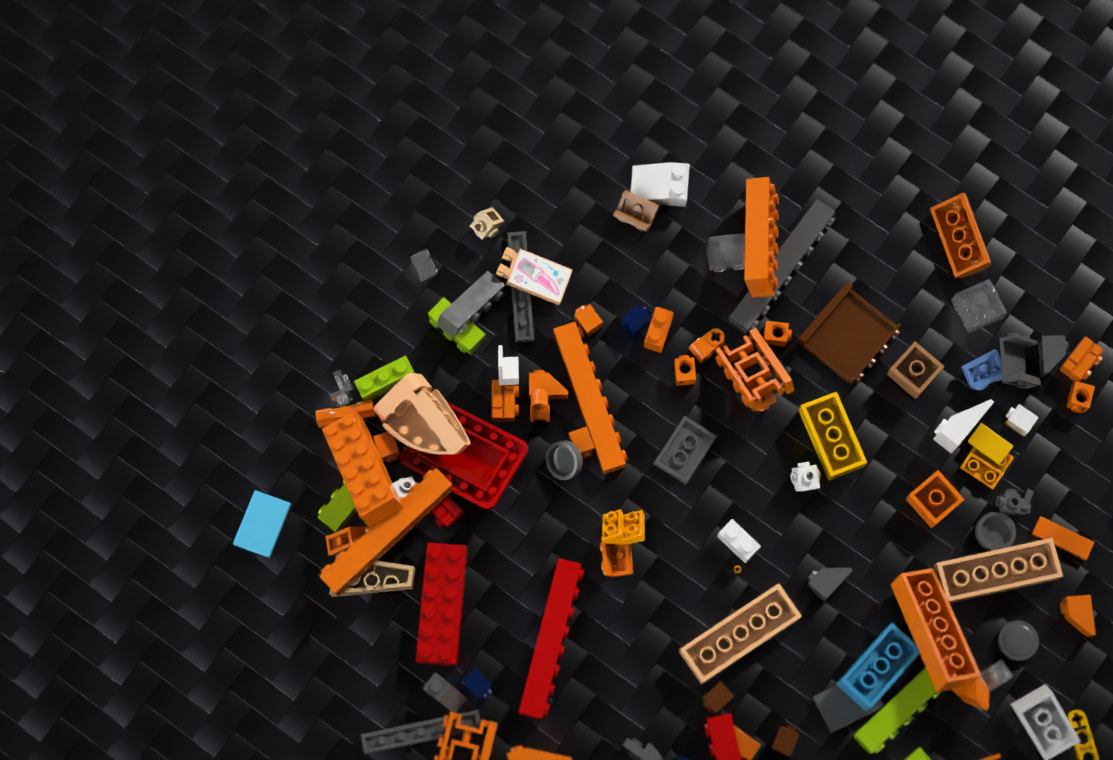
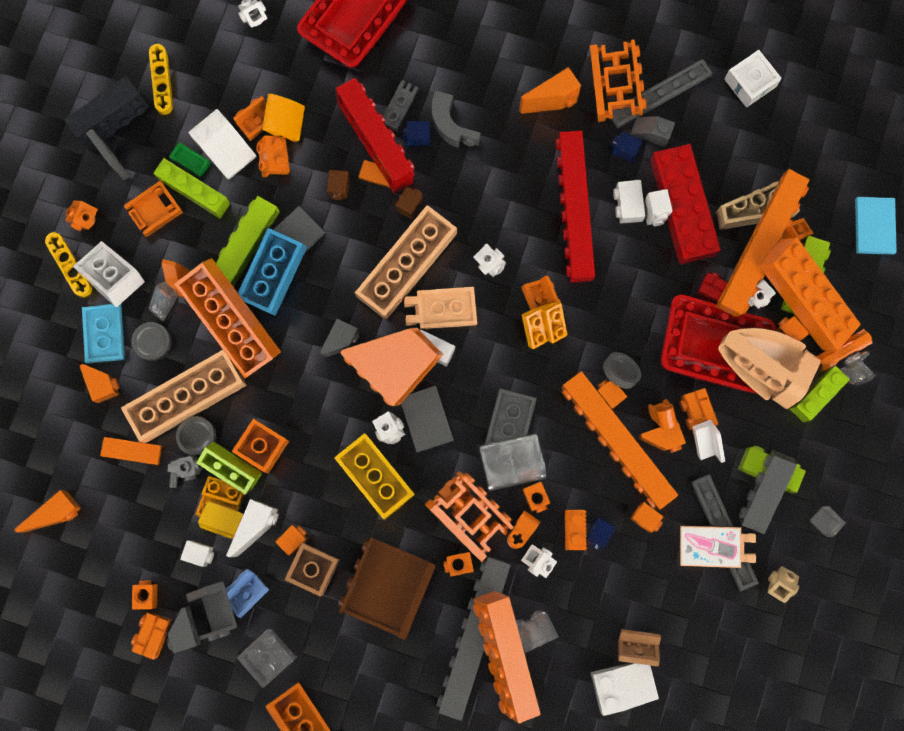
camera: 160 degrees right, 5 degrees up
(324, 711) = (752, 78): none -> white container
(472, 606) = (657, 207): none -> white brick
(495, 625) = (630, 201): none -> white brick
(655, 609) = (490, 260): none -> white brick
(697, 408) = (513, 462): none -> clear slope
(701, 312) = (539, 561): none -> white brick
(716, 579) = (442, 308): none -> light nougat tile
(766, 477) = (426, 419): none -> dark grey tile
(783, 536) = (394, 363): none -> orange slope
(927, 404) = (292, 539): none -> orange brick
(972, 488) = (229, 467): none -> lime brick
(1065, 664) = (103, 333): none -> medium azure tile

